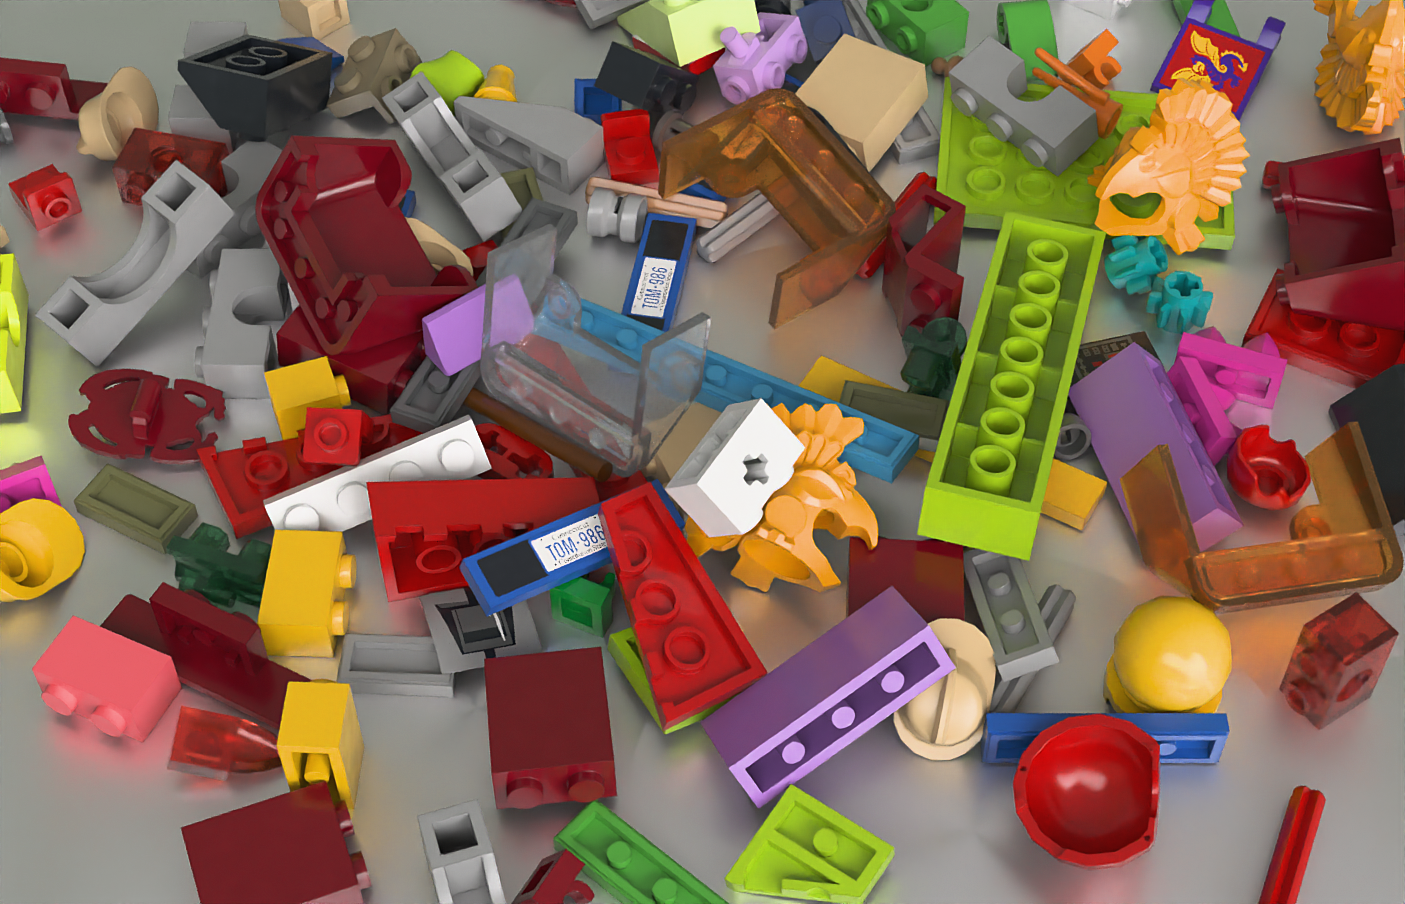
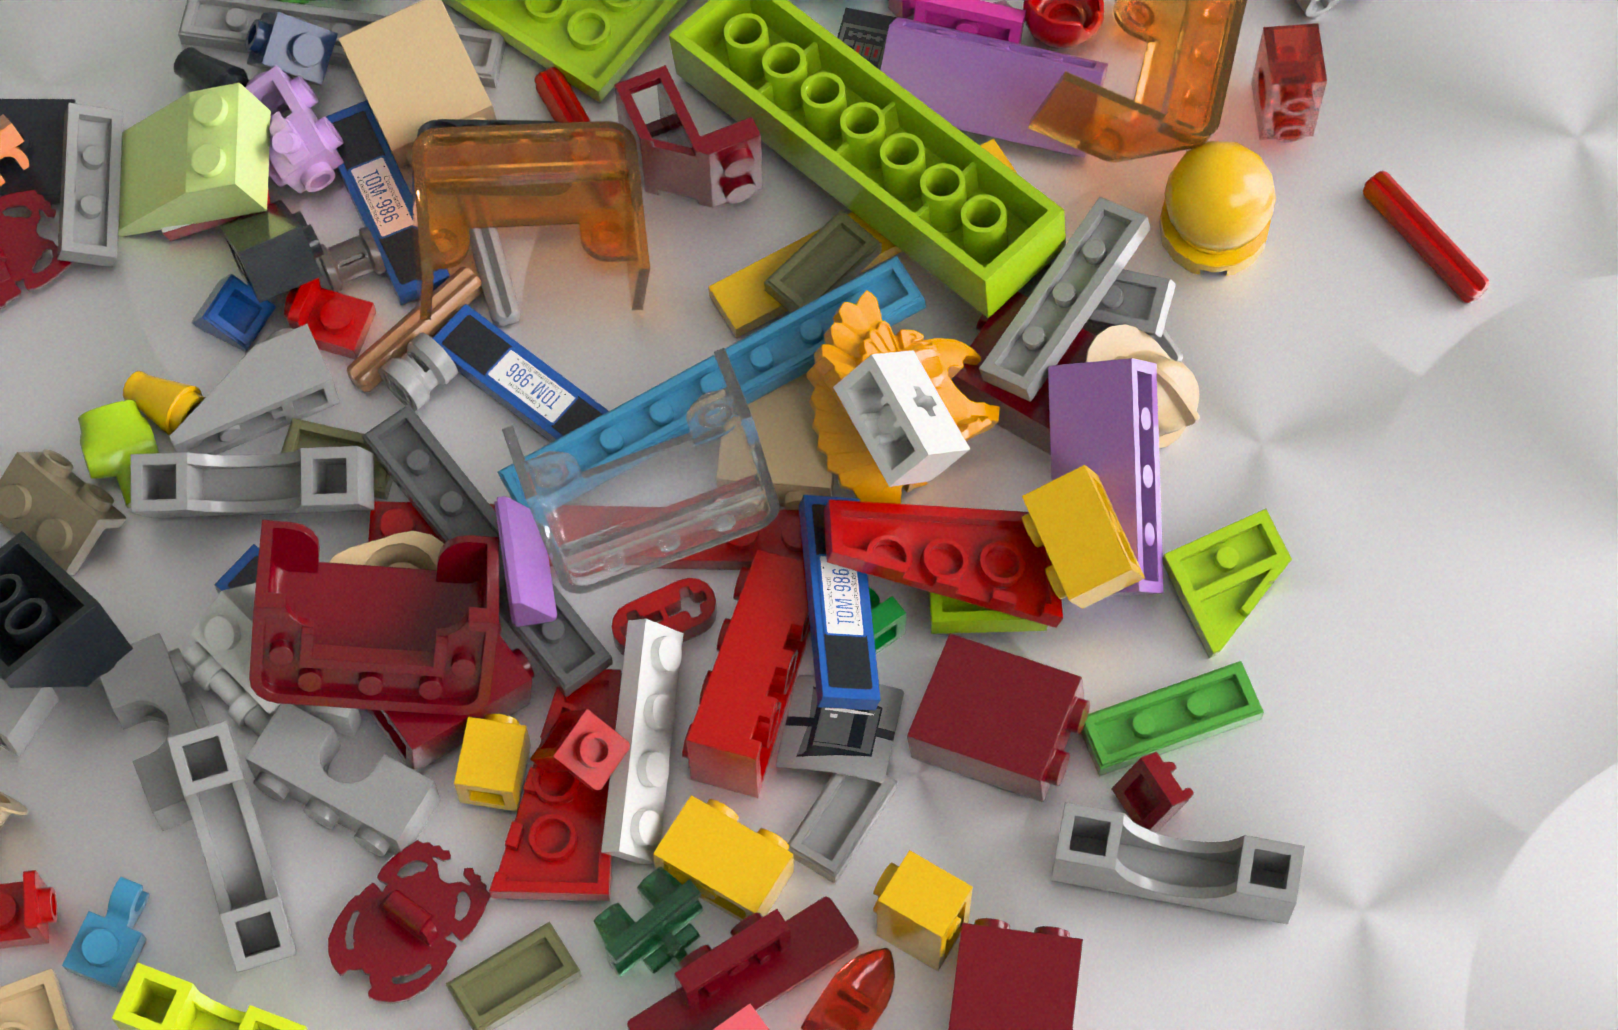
camera: 60 degrees left, 15 degrees up
(49, 255) = (109, 946): none -> dark azure plate
(151, 154) = (81, 735): clear red brick -> none
(539, 435) = (667, 574): reddish brown bar -> none
(742, 688) = (1081, 538): none -> yellow brick
(933, 357) = (791, 197): clear green hips -> none
(976, 575) = (1065, 298): none -> light grey plate
(1090, 791) = (1307, 334): red cylinder -> none
(1179, 735) = (1248, 293): blue tile -> none

